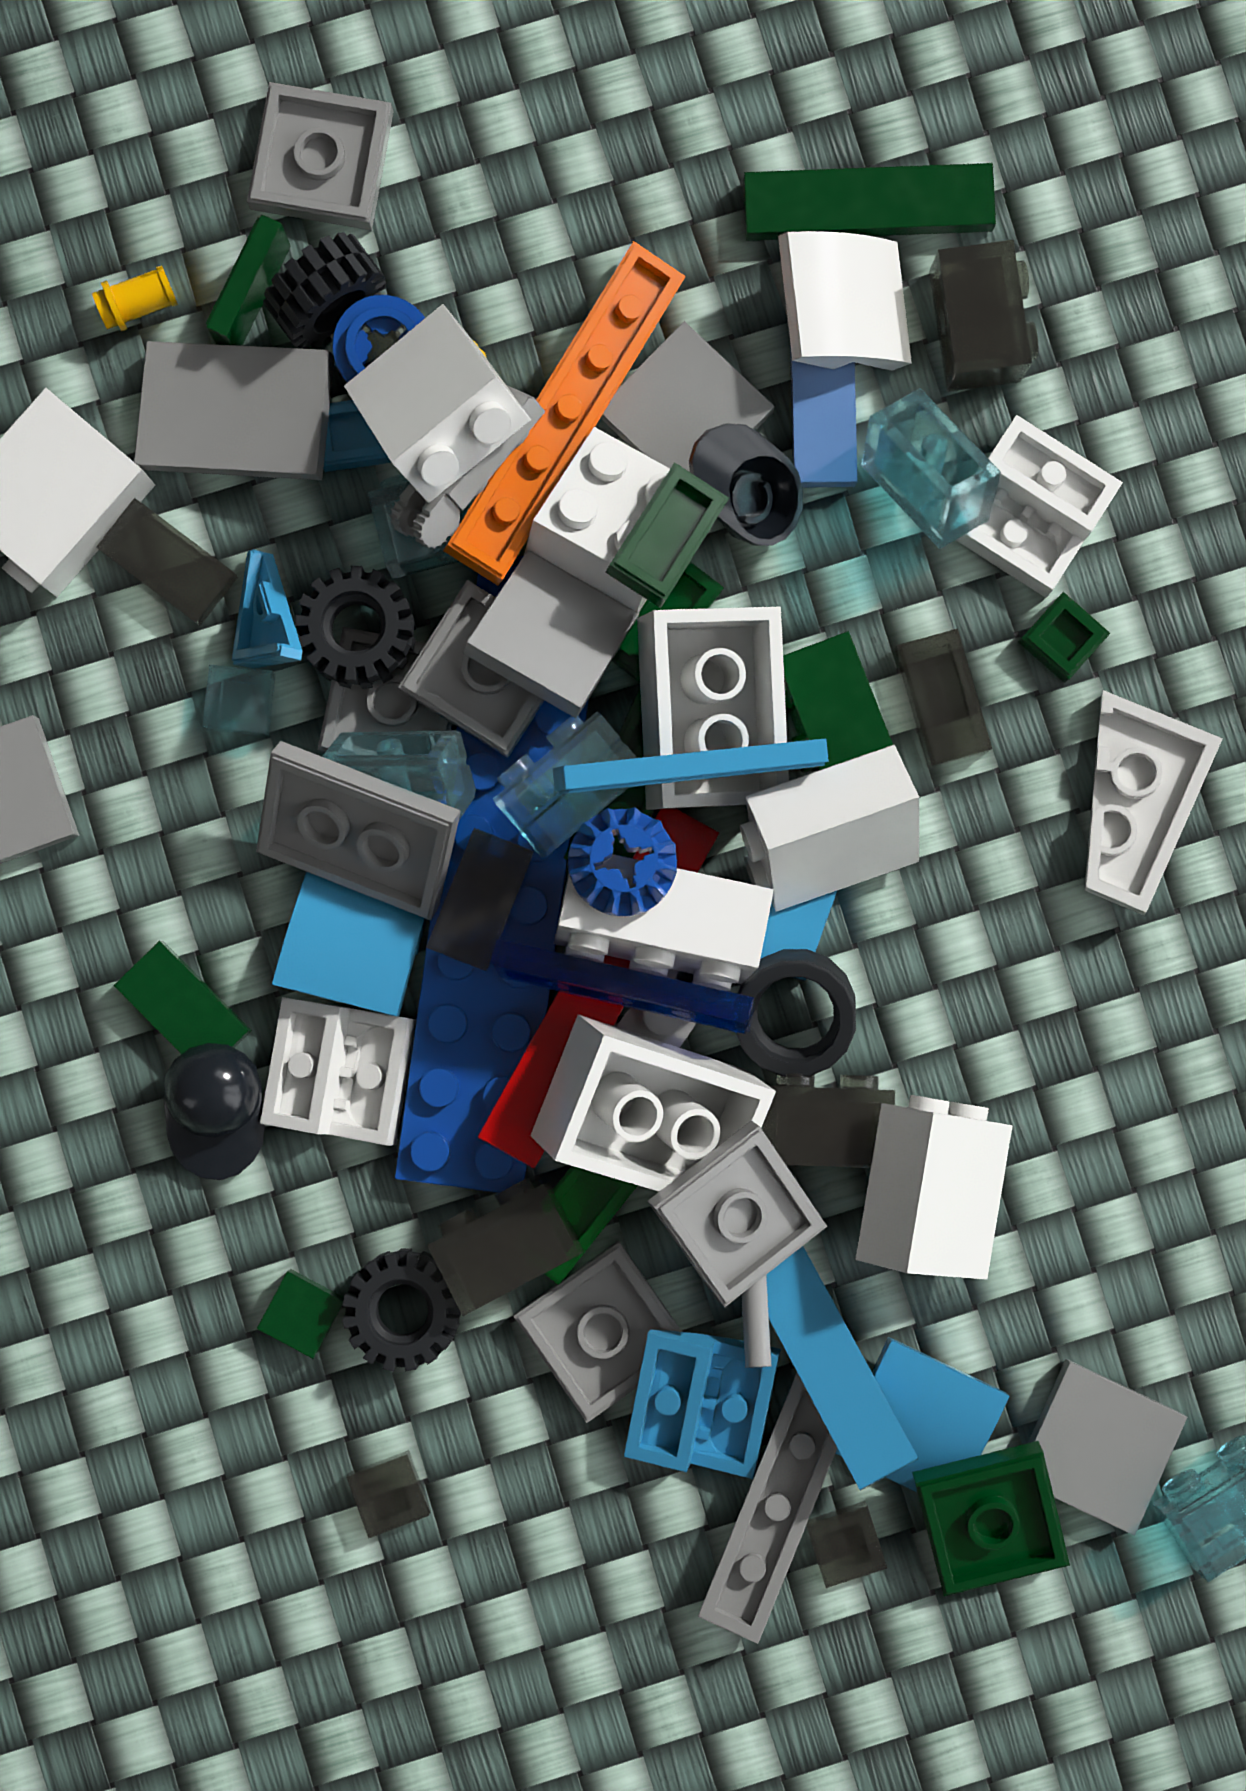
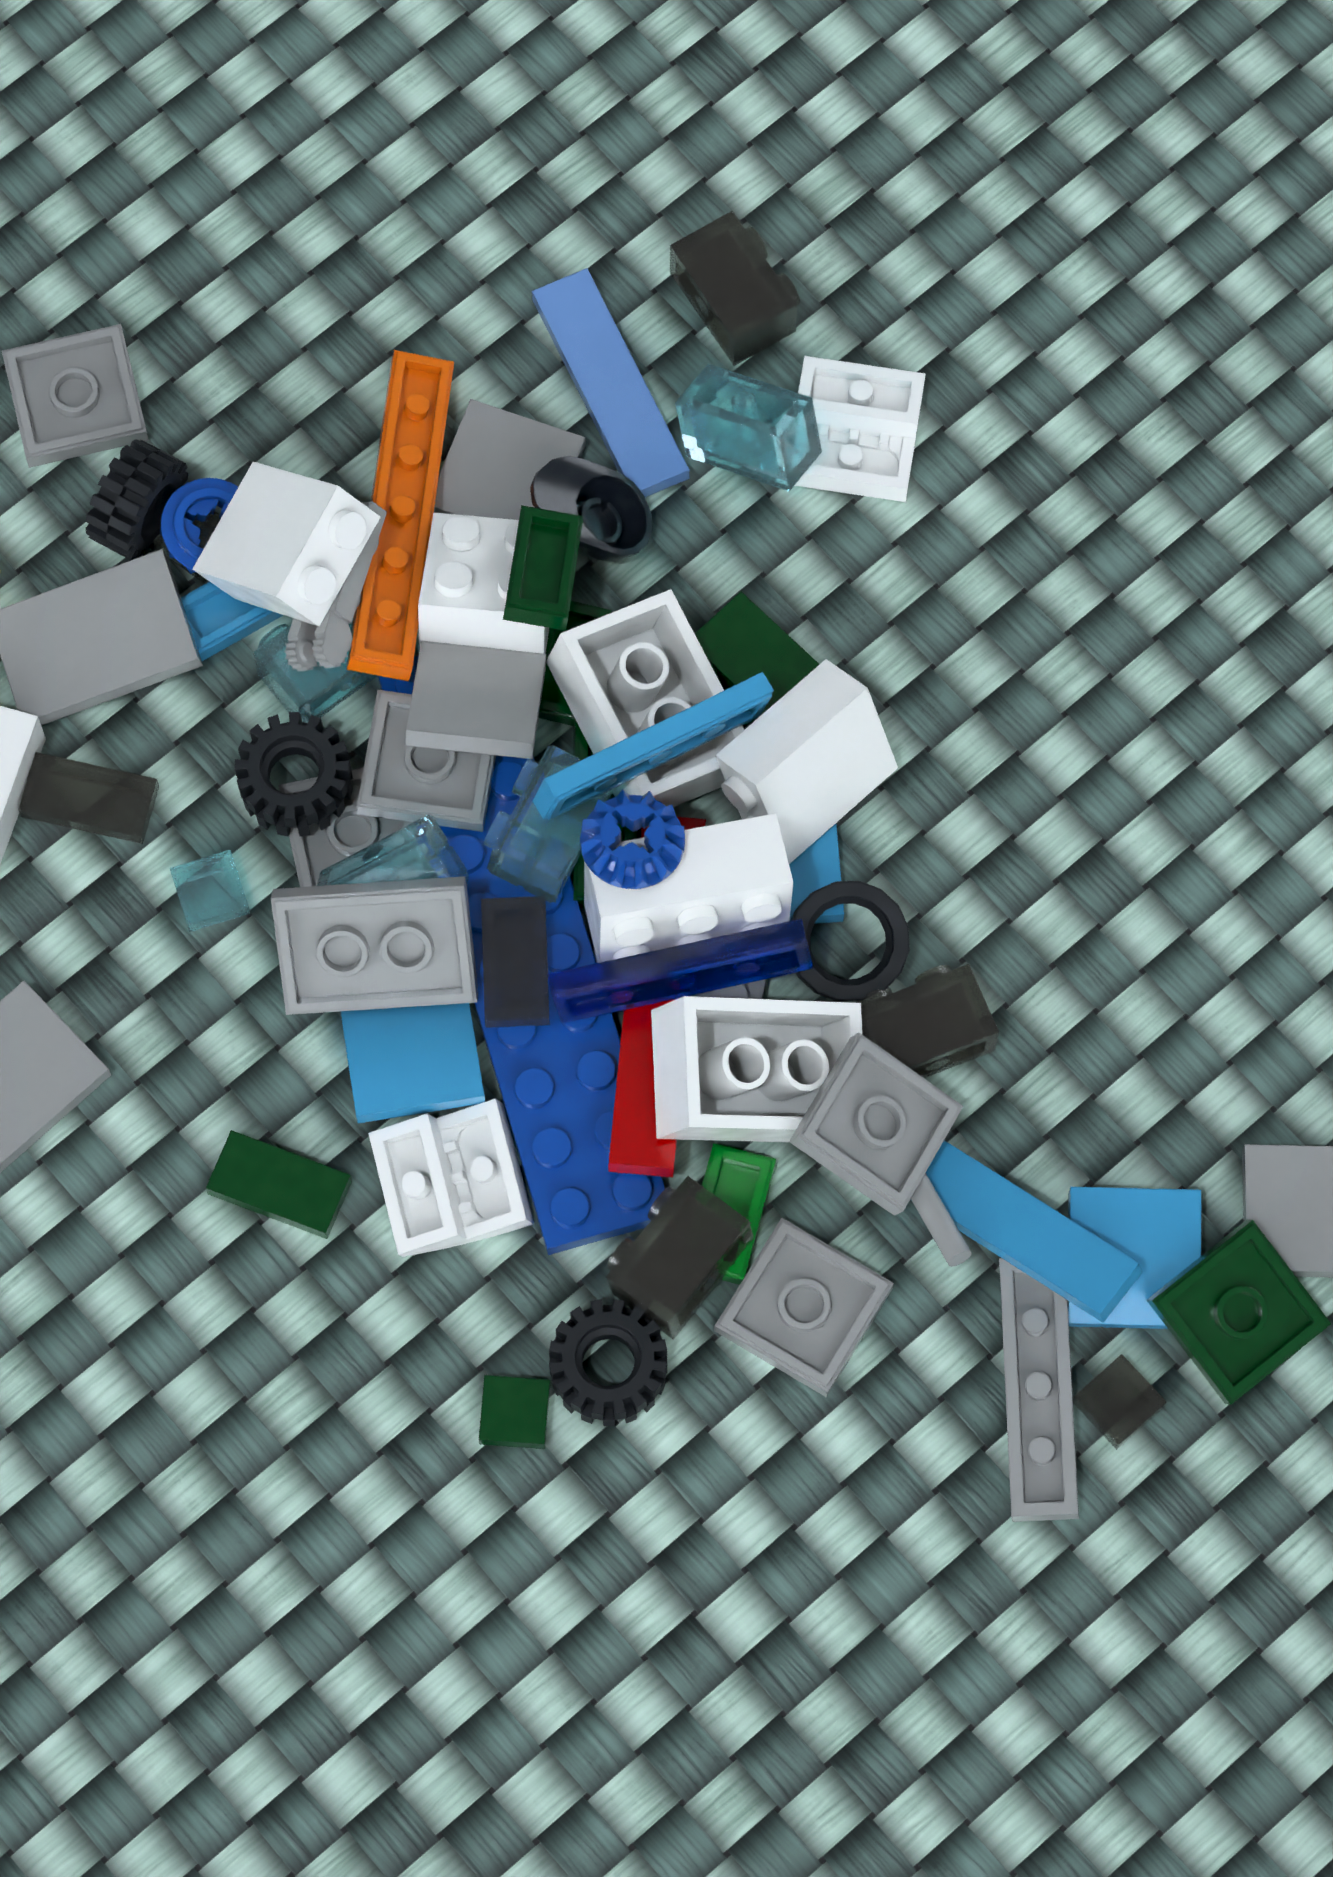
camera: 20 degrees left, 15 degrees down
(214, 1110) = (349, 1261): black cap -> none
(247, 282) = (60, 523): dark green tile -> none
(264, 622) = (205, 805): dark azure tile -> none
(388, 1494) = (671, 1542): clear smoke tile -> none
(700, 1404) = (924, 1326): dark azure slope -> none
(844, 300) = (607, 321): white slope -> none
(870, 200) = (589, 235): dark green tile -> none
(934, 1189) = (1045, 1033): white brick -> none
(943, 698) = (854, 623): clear smoke tile -> none
(1064, 637) = (937, 527): dark green tile -> none
(1141, 798) = (1072, 631): white wing -> none

